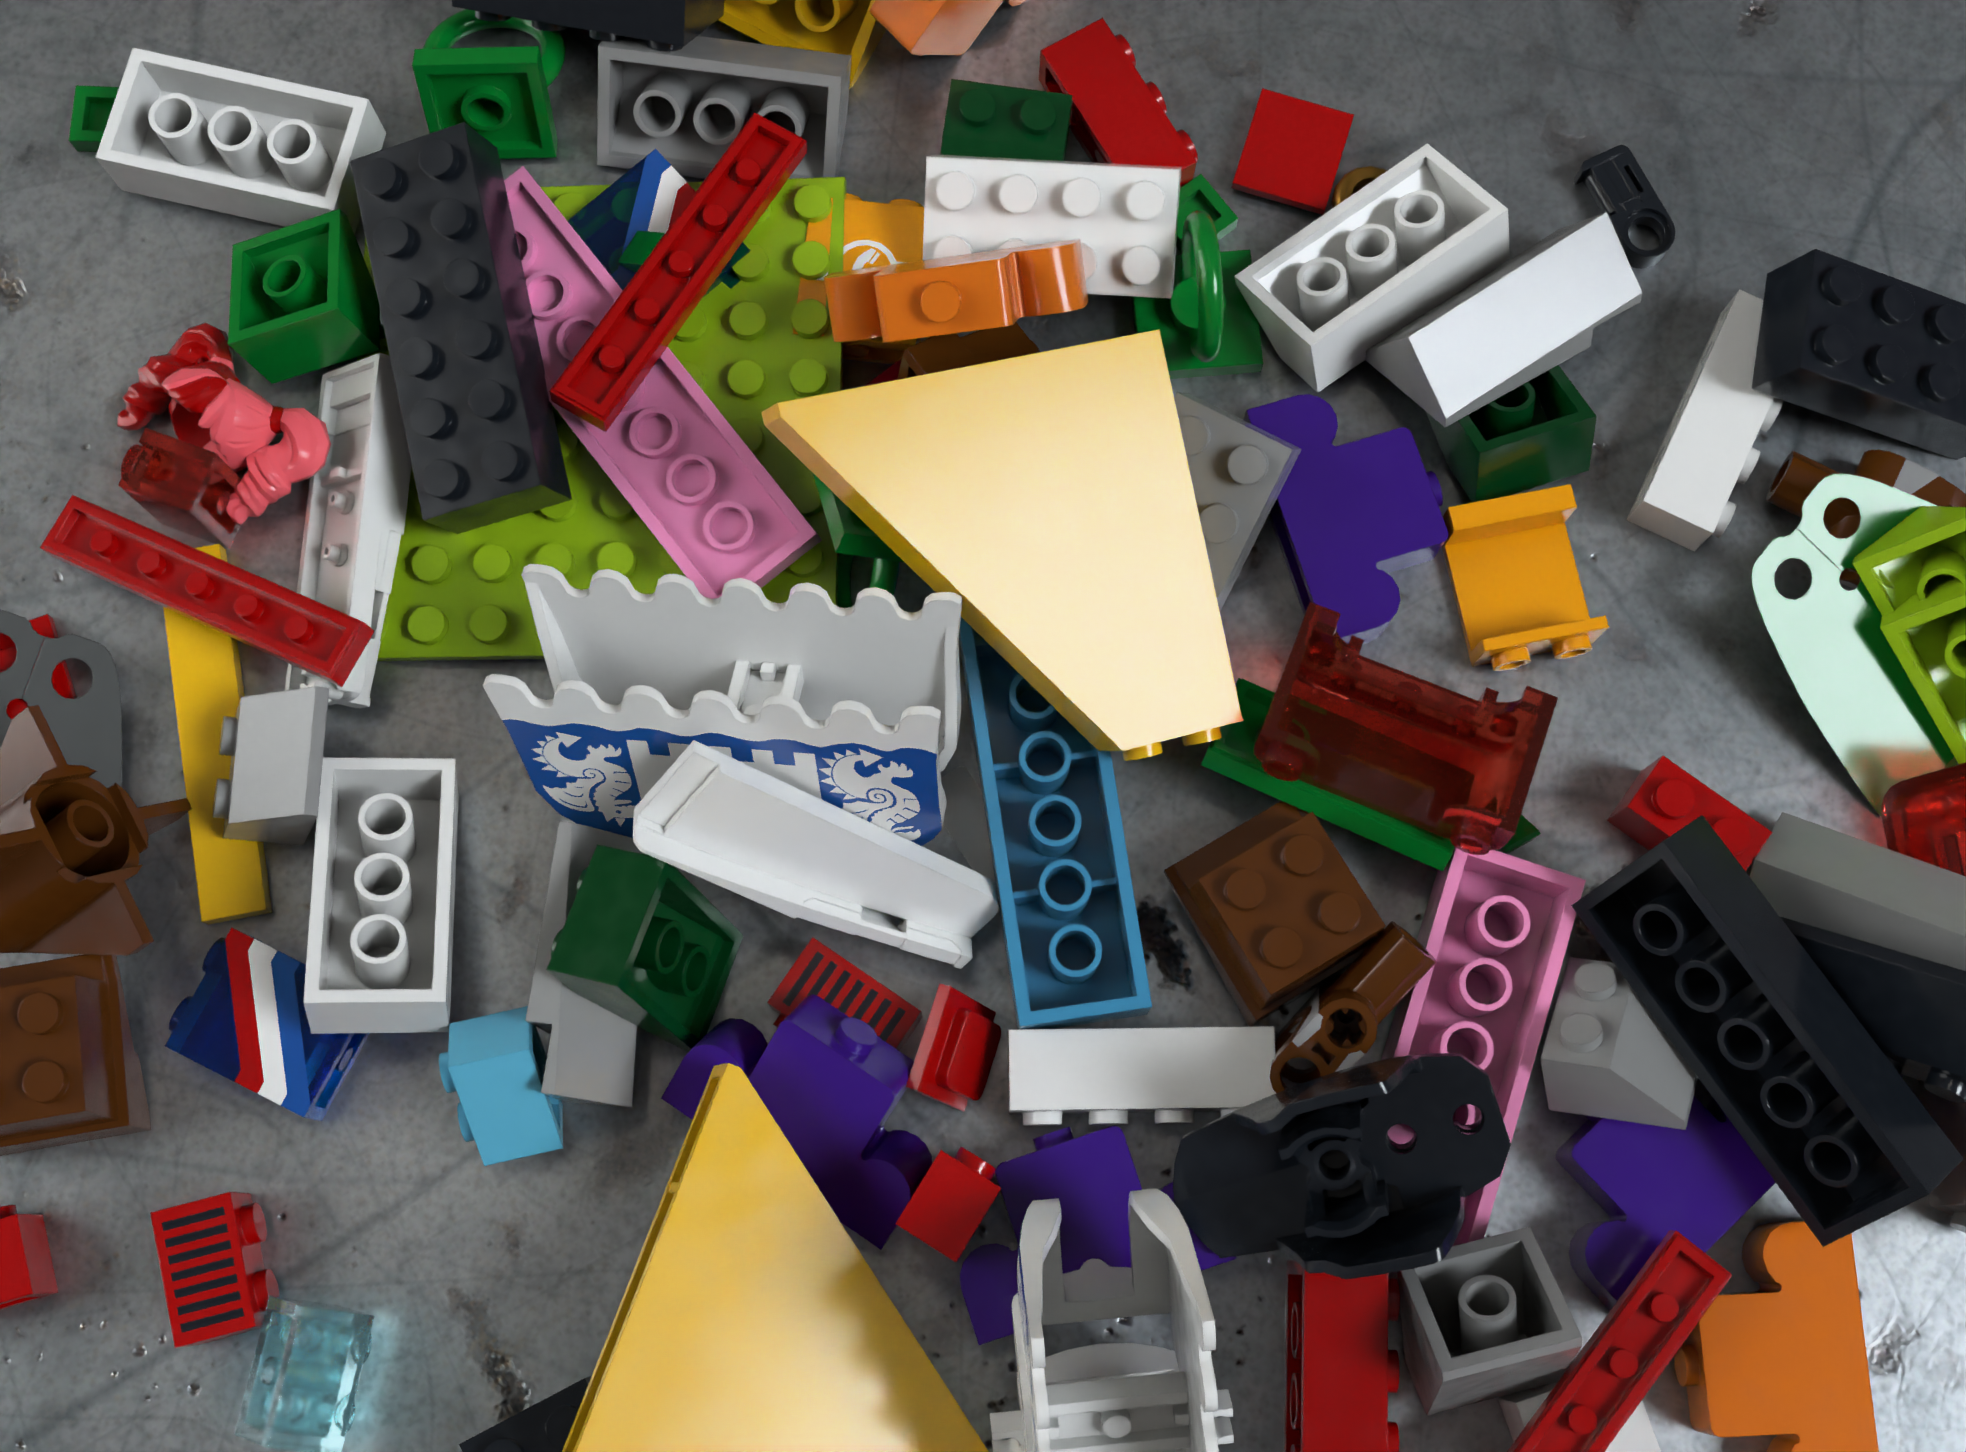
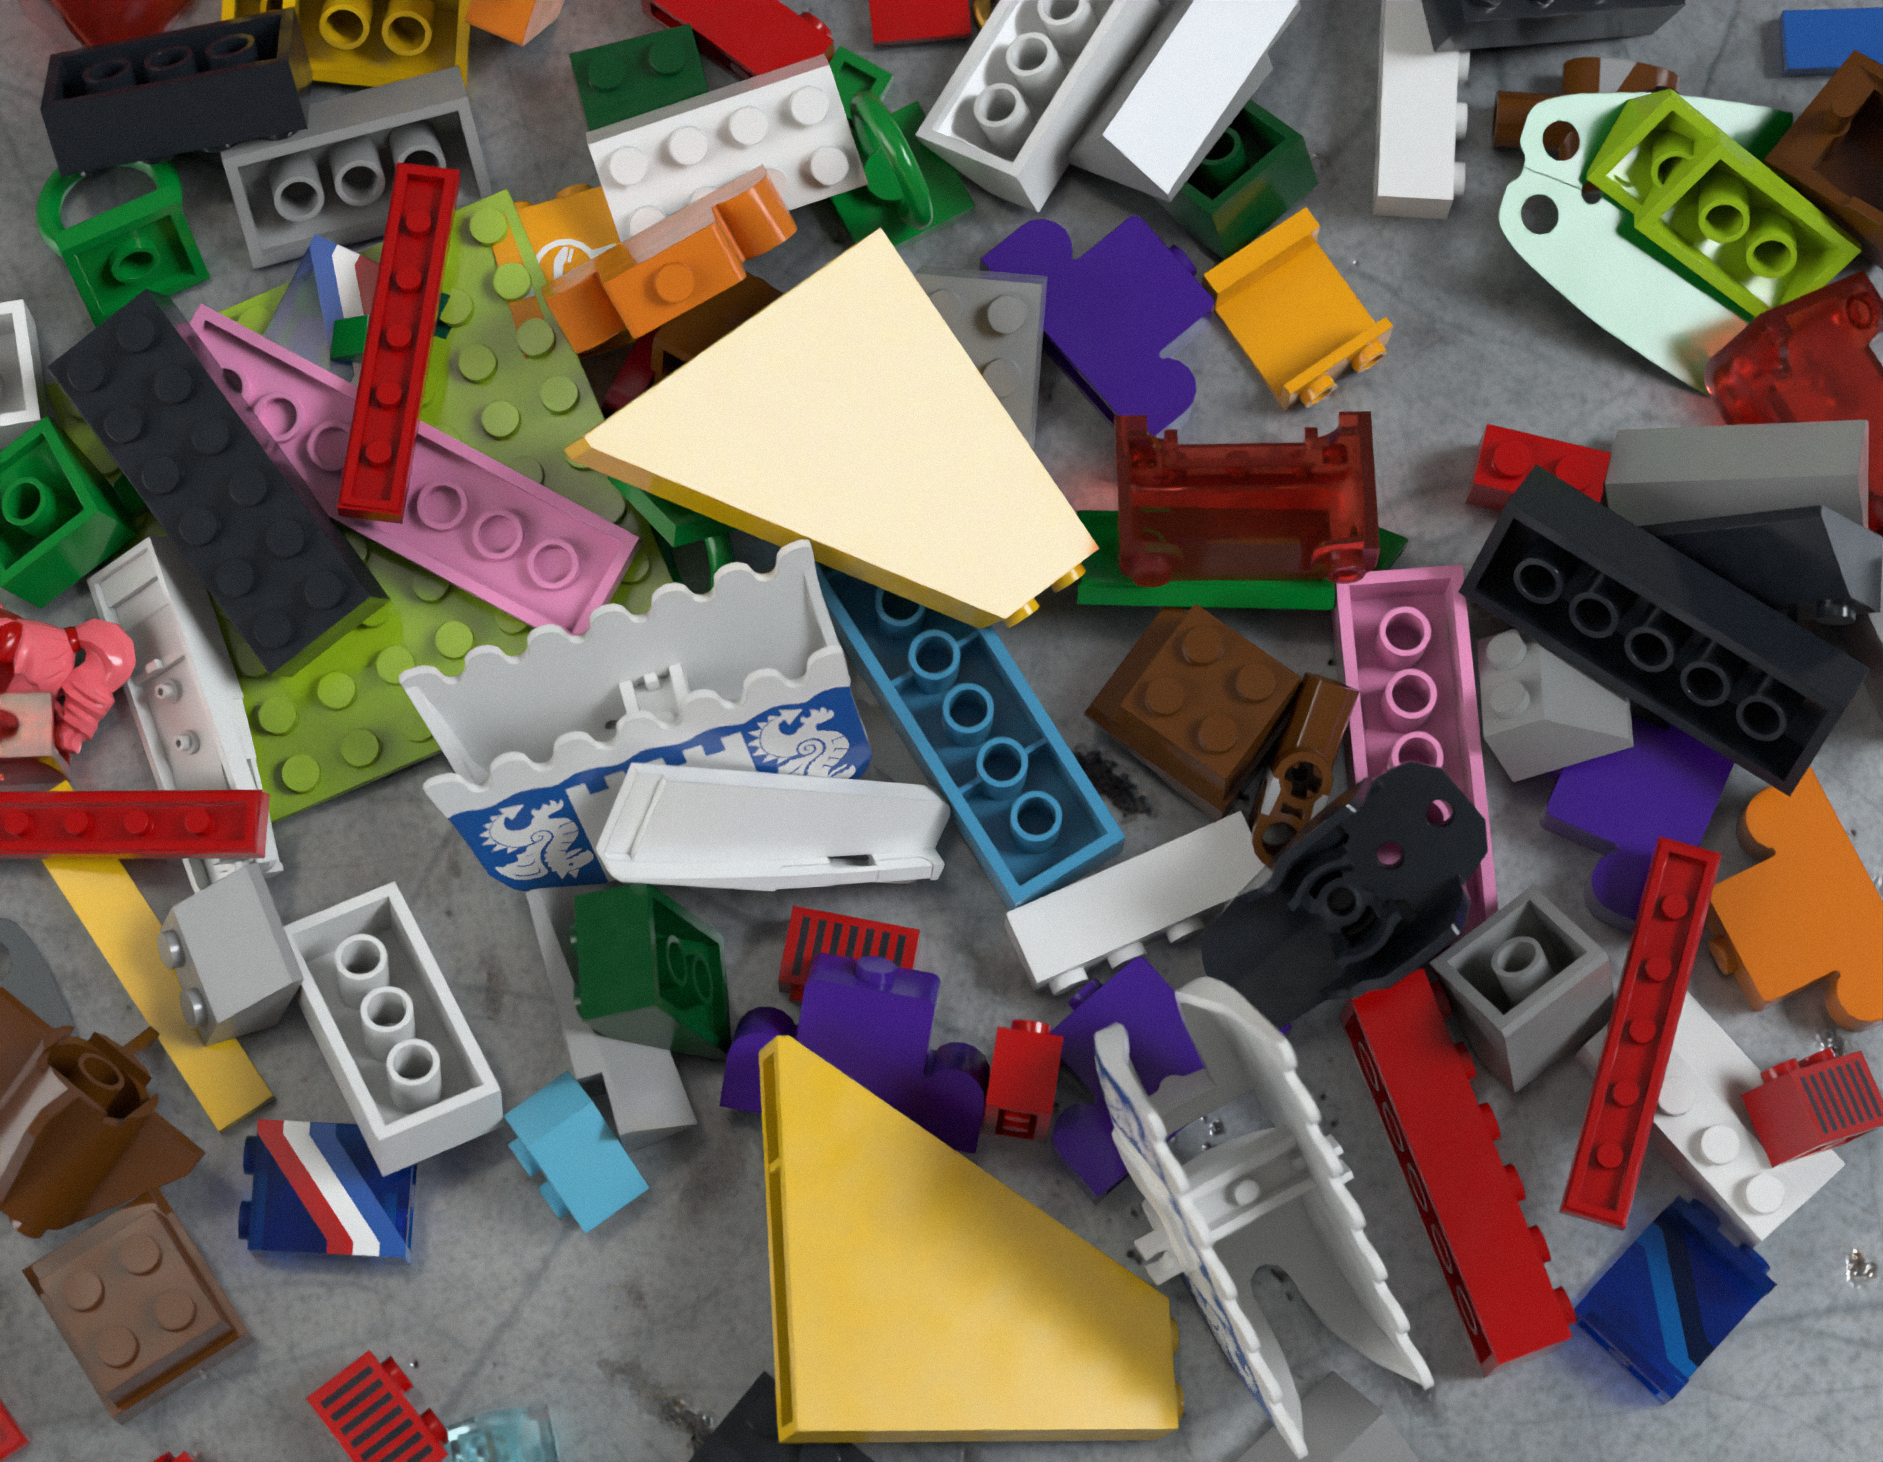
camera: 25 degrees left, 0 degrees up
(955, 1050) = (966, 952): red piece -> none

